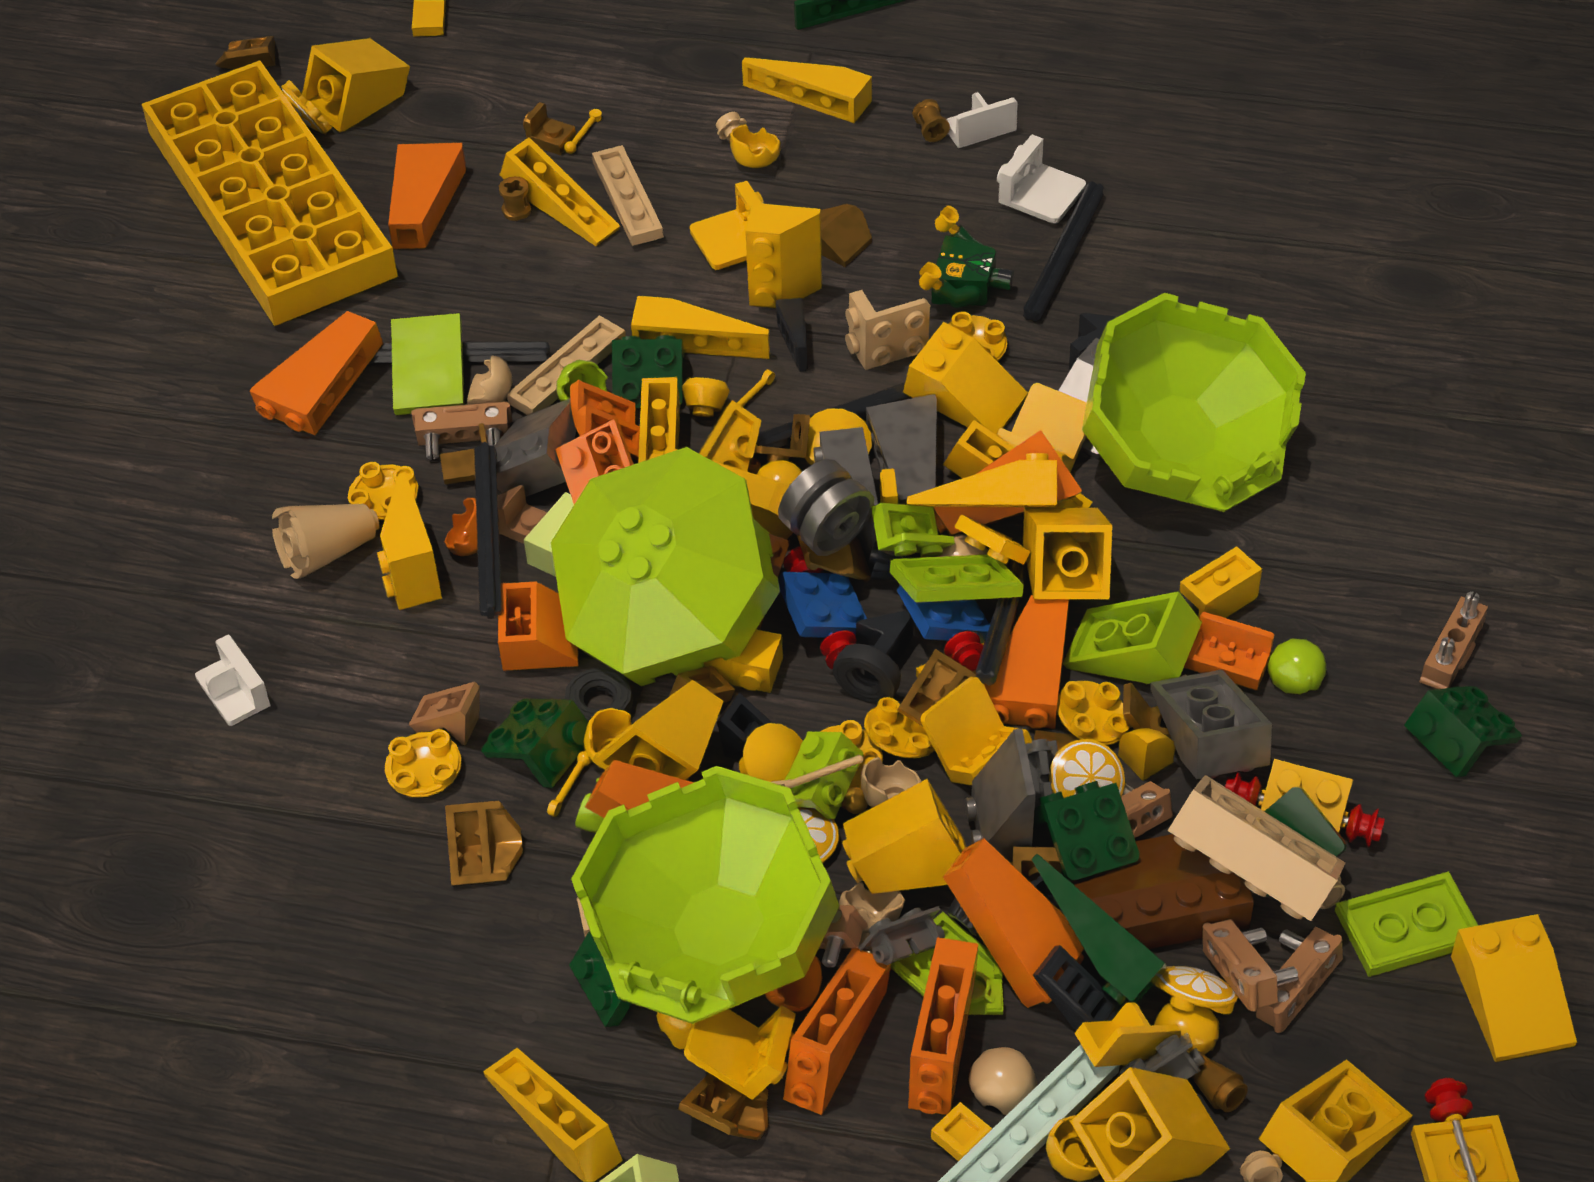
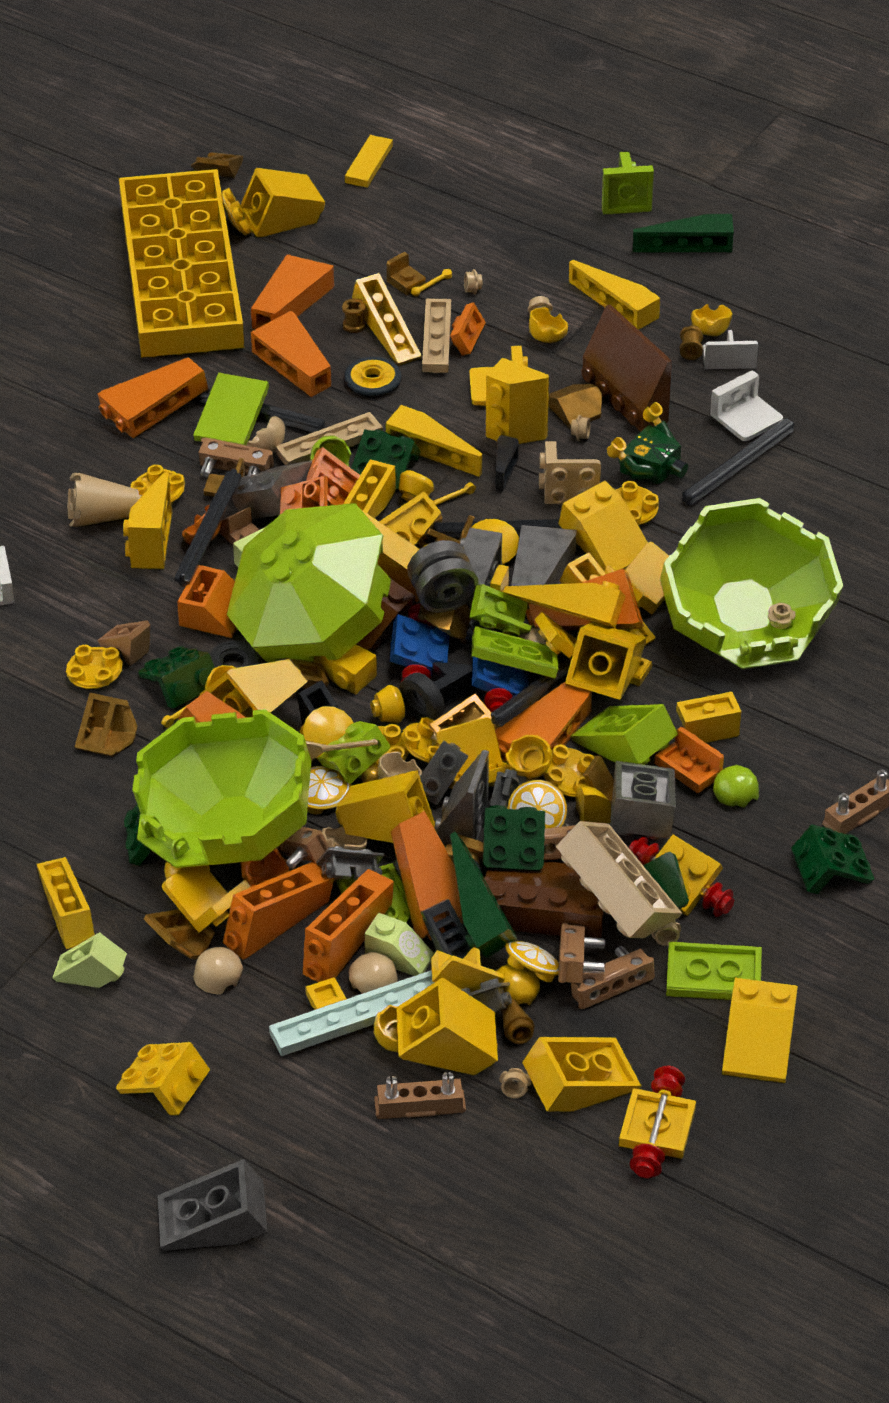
camera: 20 degrees right, 5 degrees down
(465, 267) = (292, 353): none -> orange slope
(557, 278) = (387, 380): none -> wheel
(634, 116) = (472, 281): none -> tan plate
(659, 177) = (467, 329): none -> orange hinge
(800, 1144) = (217, 970): none -> tan hair
(827, 695) = (388, 705): none -> yellow cone
(860, 262) = (580, 428): none -> tan plate
(888, 173) = (627, 368): none -> reddish brown slope
(942, 87) = (712, 321): none -> yellow hair
(950, 764) = (442, 770): none -> dark grey hinge
(1017, 1025) = (399, 943): none -> yellowish green slope
(1049, 711) = (529, 756): none -> yellow hair
(1234, 430) = (781, 615): none -> tan plate

